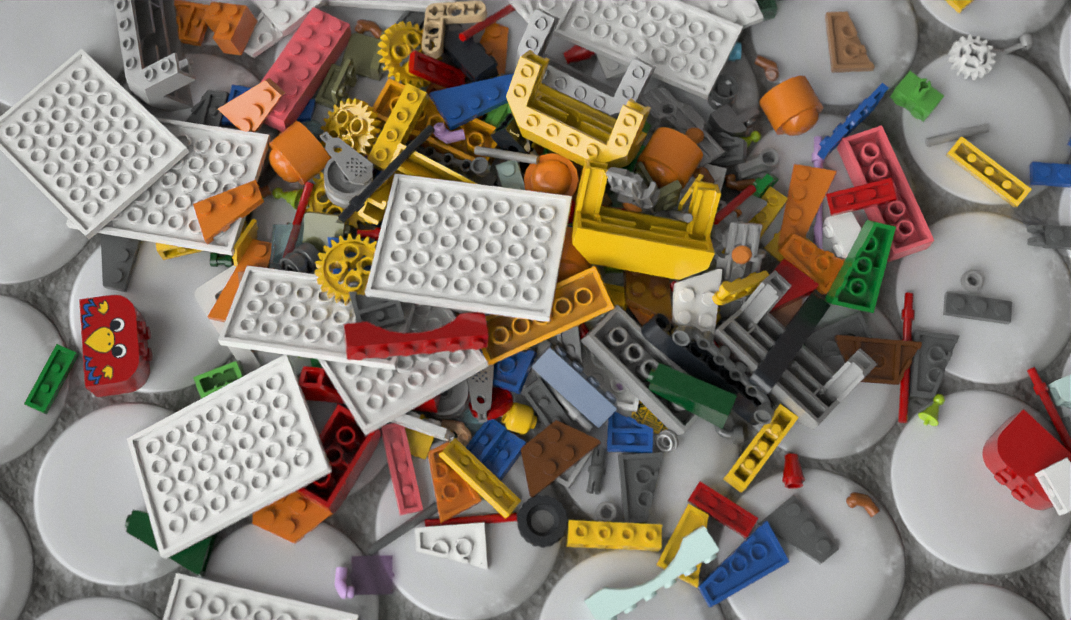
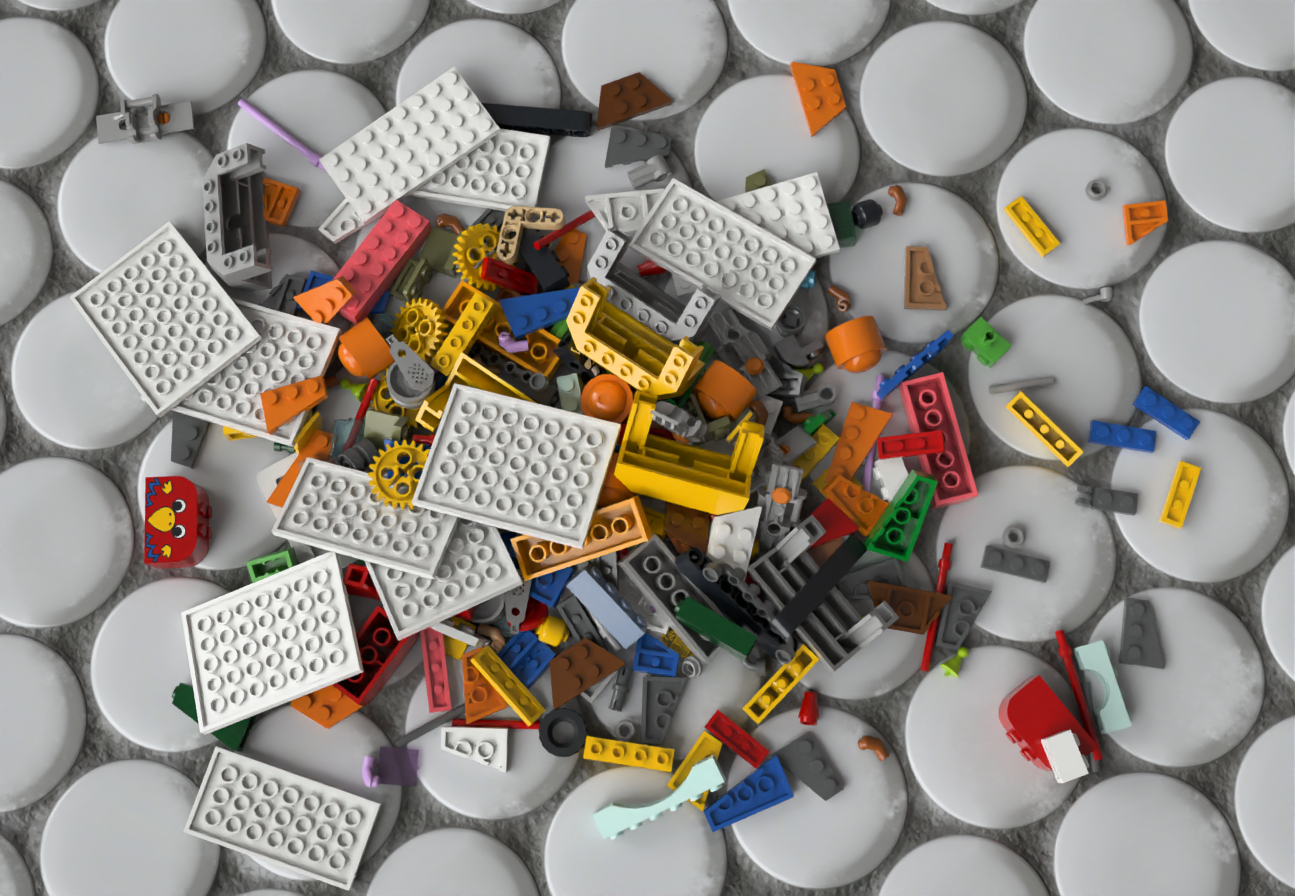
camera: 15 degrees right, 5 degrees up
(51, 379) = (115, 548): green plate -> none
(231, 26) = (316, 212): orange brick -> none
(357, 202) = (414, 410): black bar -> none
(369, 341) = (408, 551): red arch -> none
(377, 311) = (420, 522): dark grey wing -> none
(508, 155) = (566, 371): light grey bar -> none
(679, 215) = (726, 451): light grey bar -> none
(732, 205) = (781, 443): red bar -> none
(738, 288) = (775, 527): yellow plate -> none
(972, 57) = (1051, 297): white gear -> none

